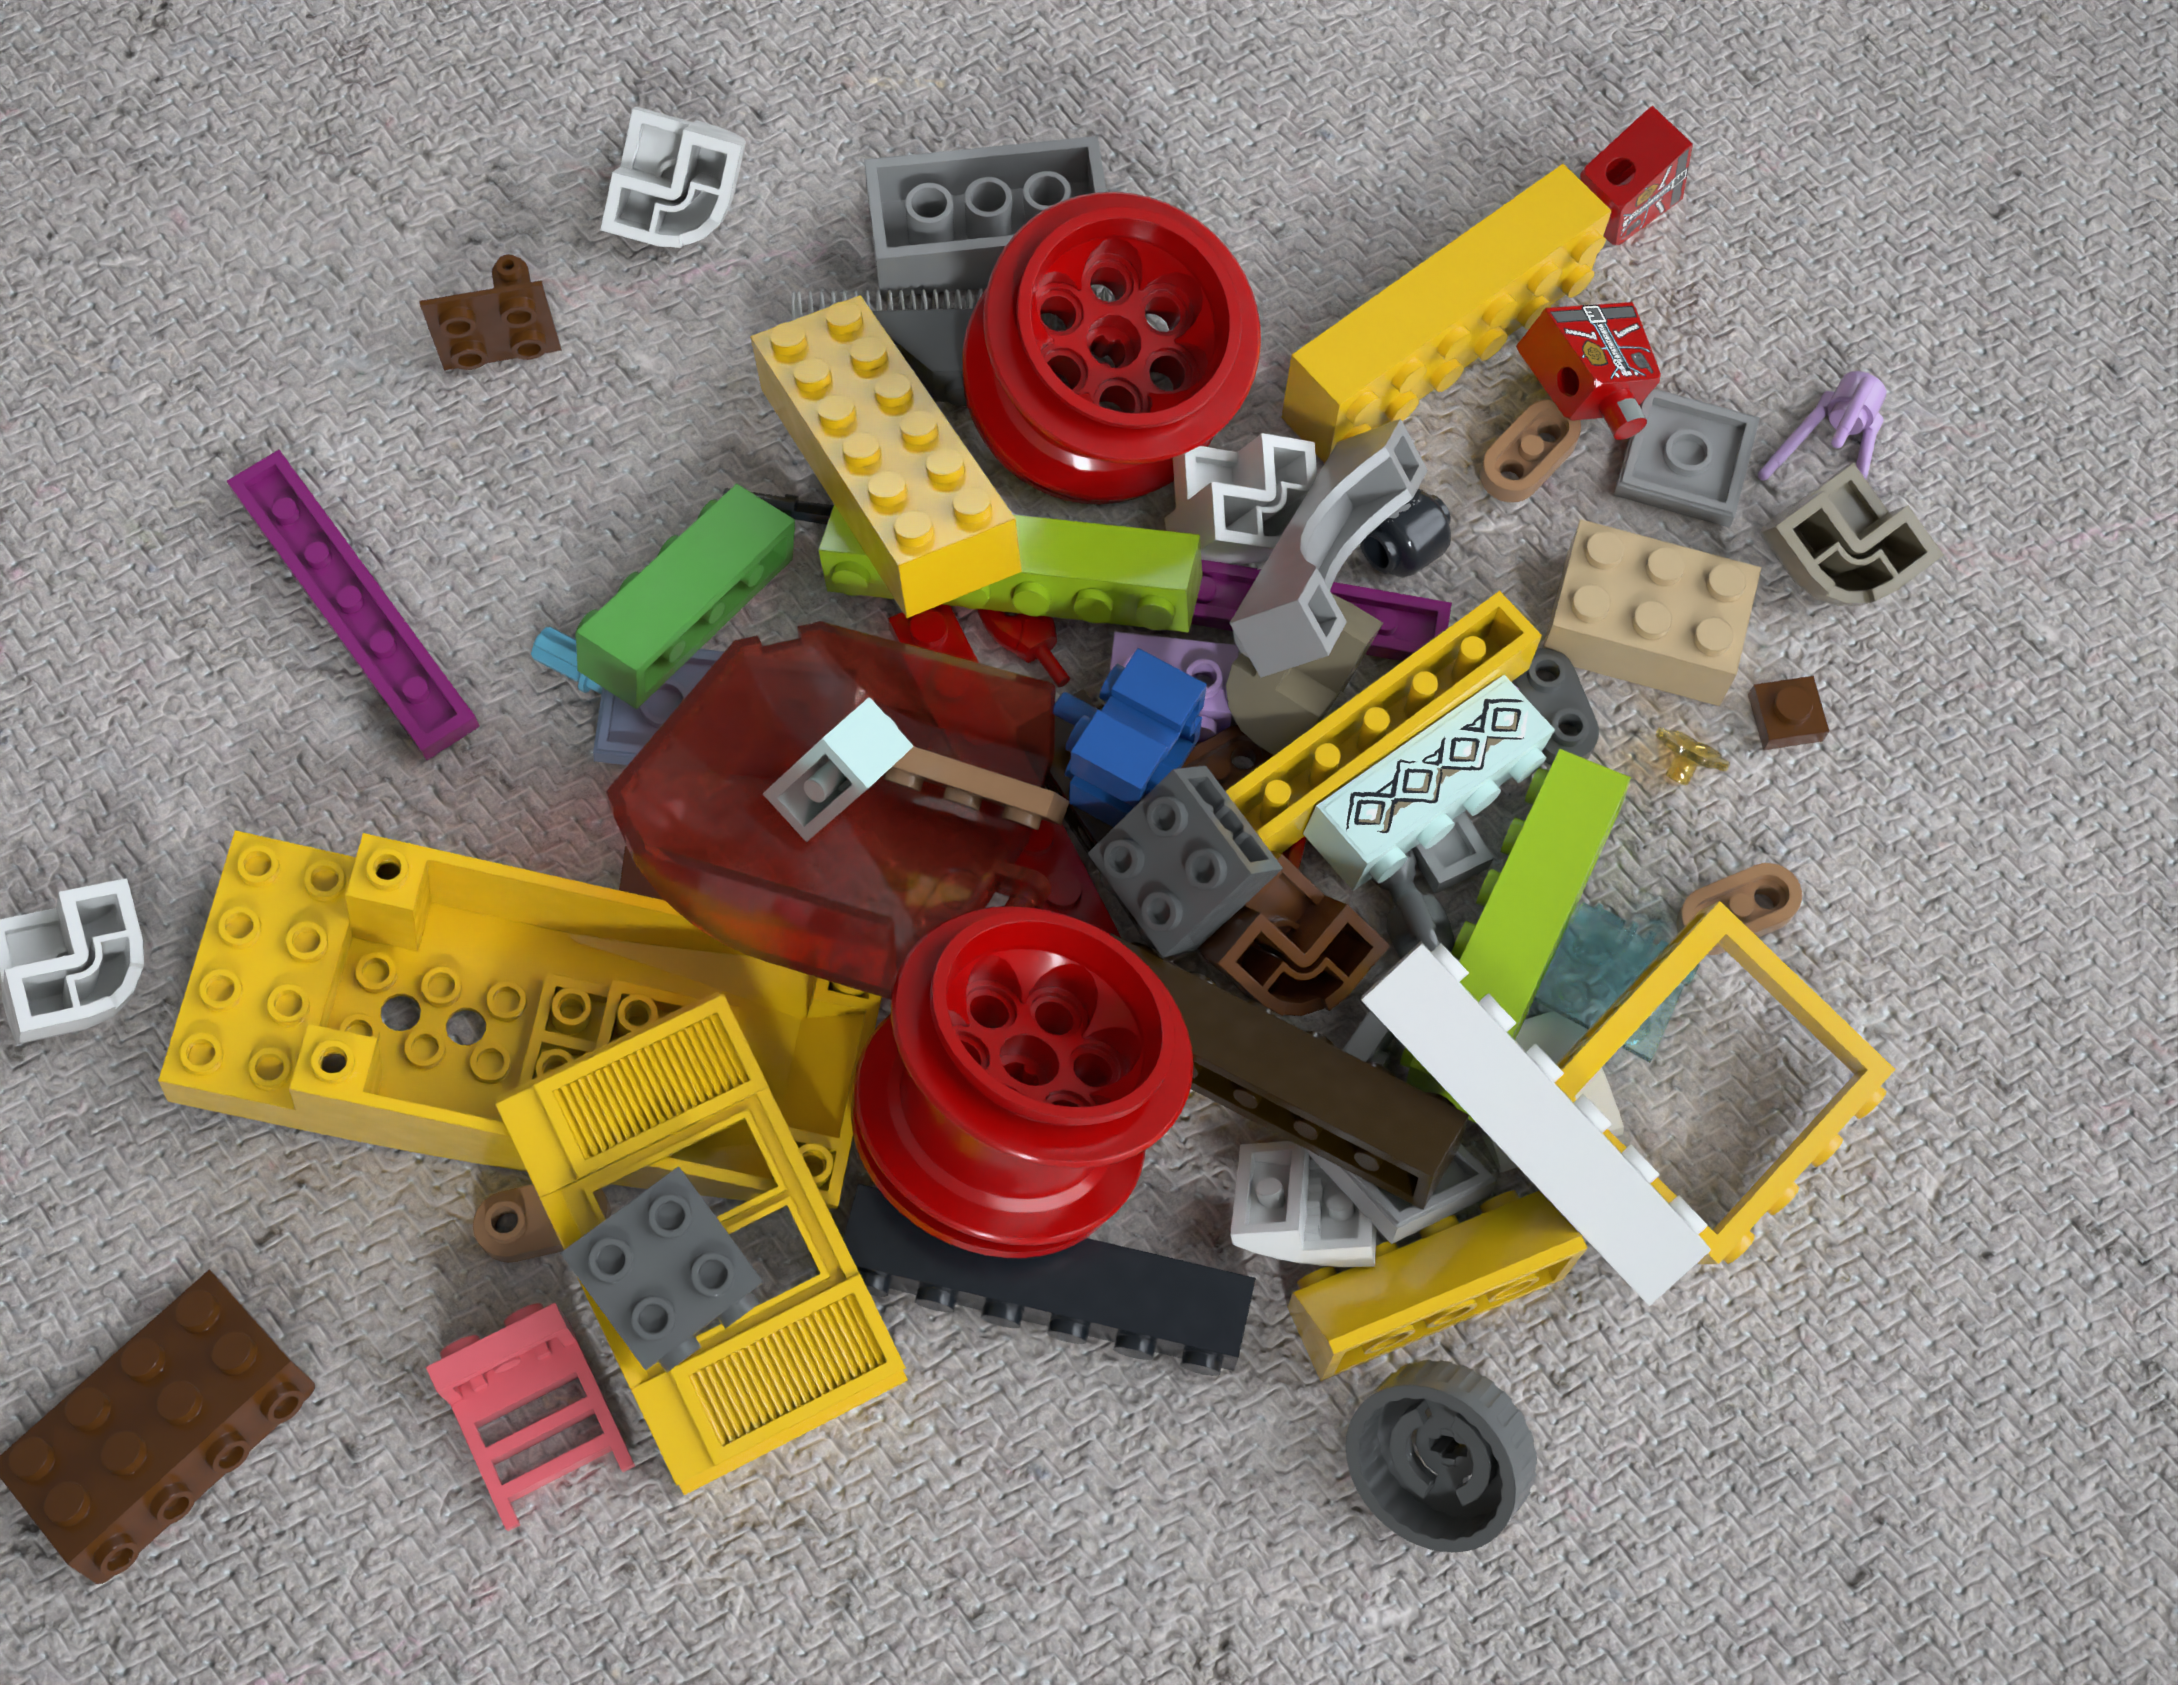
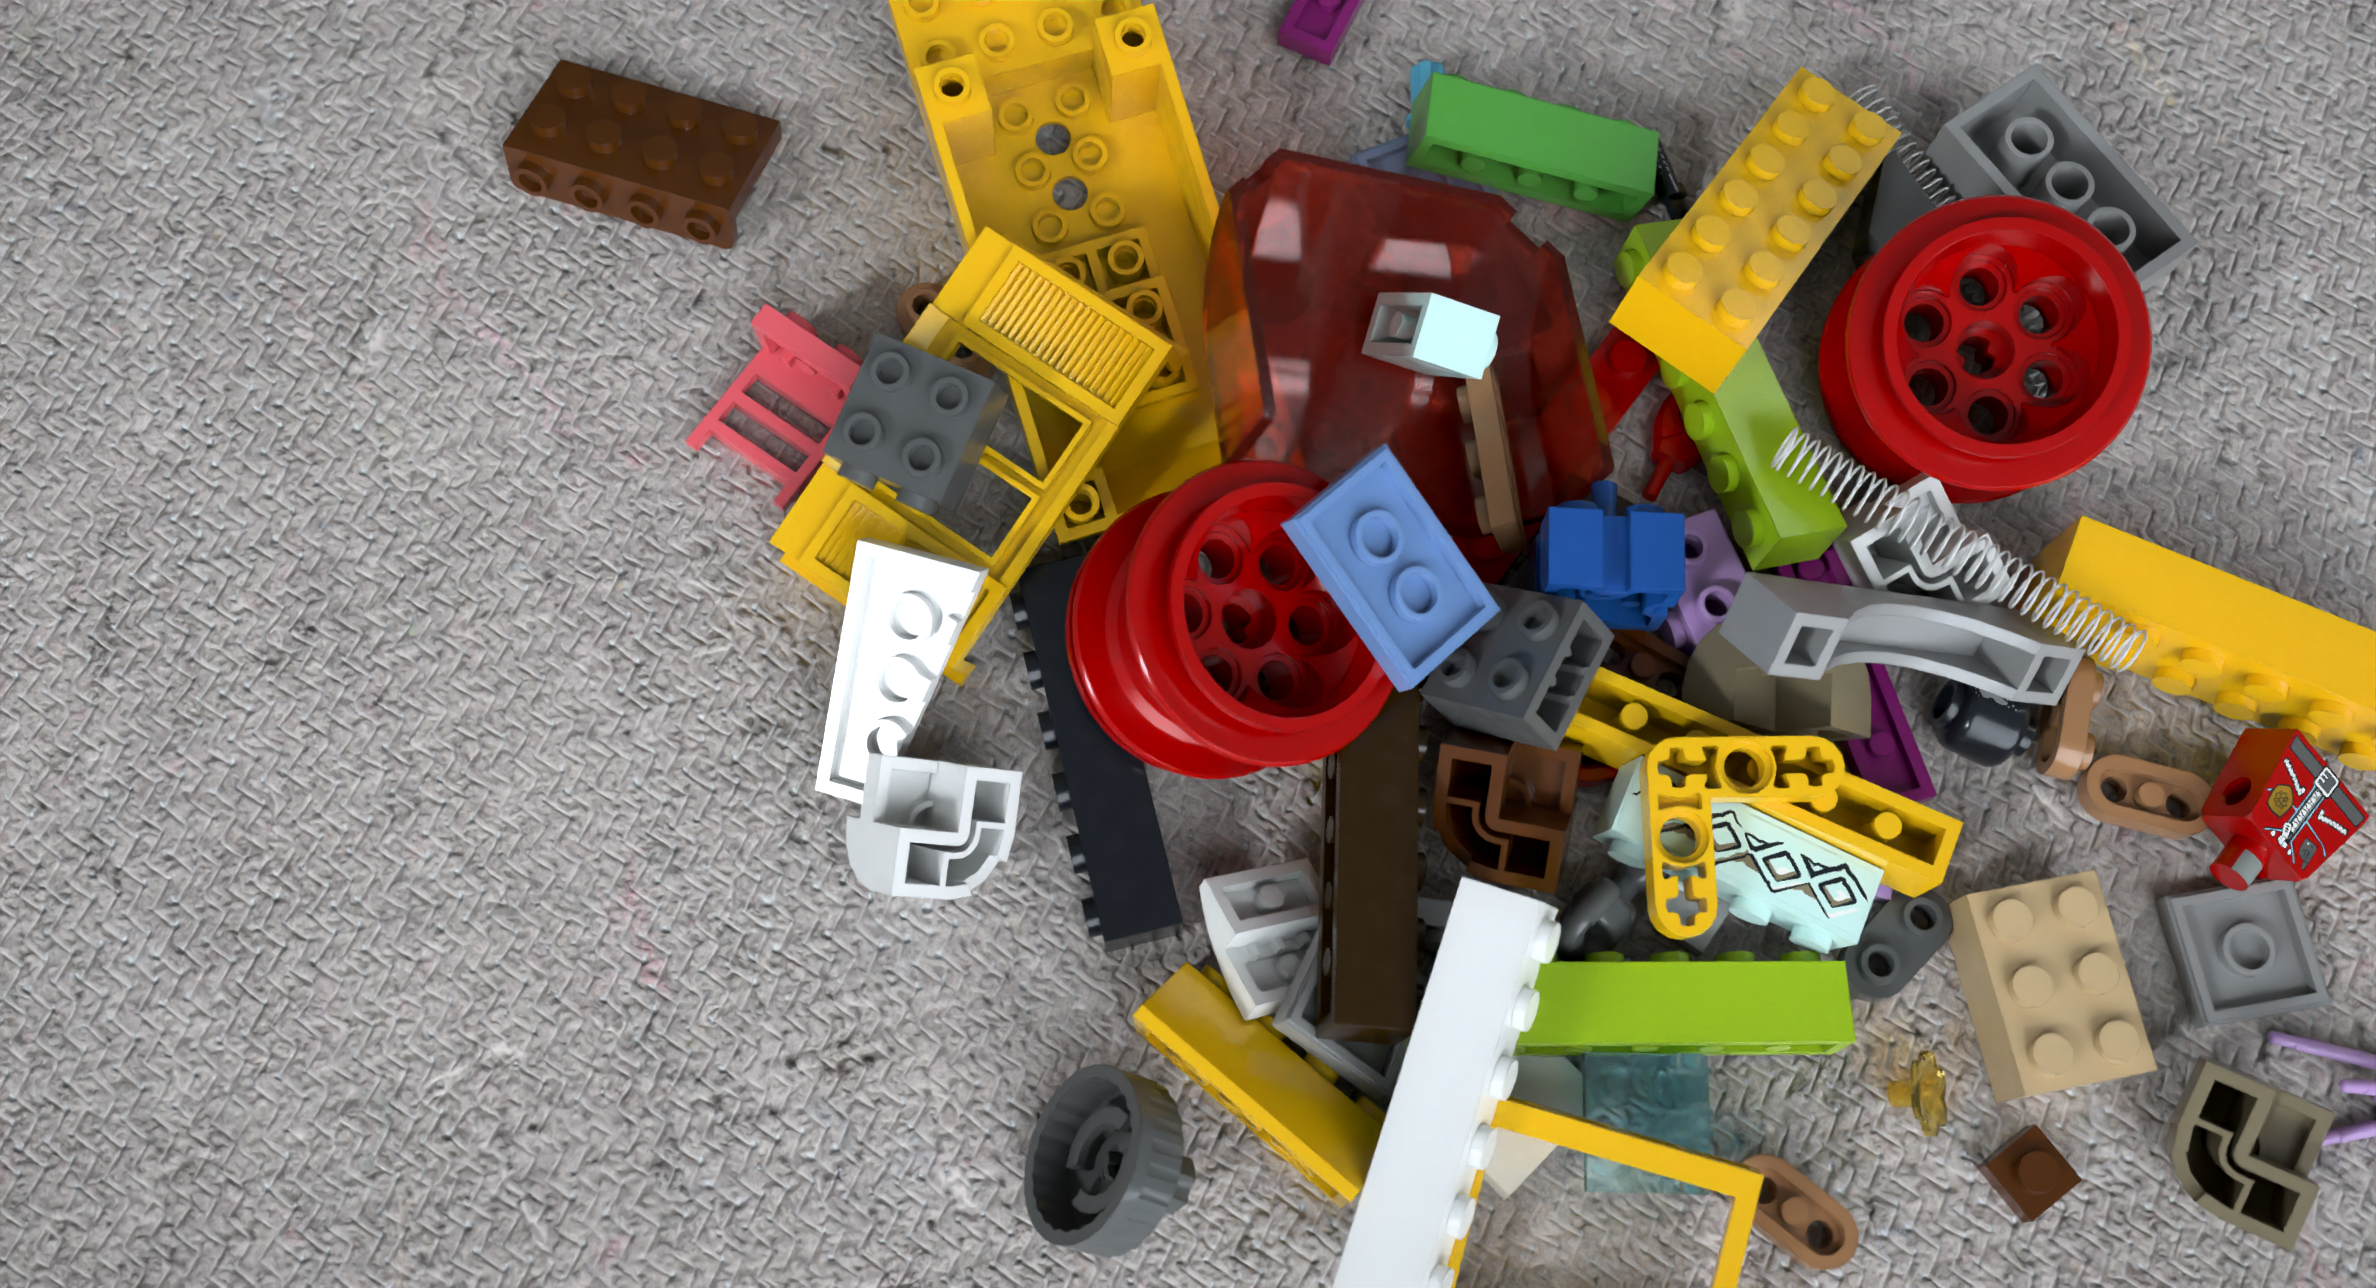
camera: 65 degrees right, 5 degrees up
(861, 1412) = (891, 653): none -> white wing
(1045, 1465) = (931, 825): none -> white brick
(1059, 908) = (1391, 567): none -> medium blue tile
(1122, 538) = (1790, 446): none -> white piece
(1379, 786) = (1692, 805): none -> yellow beam
(1451, 478) = (2064, 728): none -> medium nougat plate

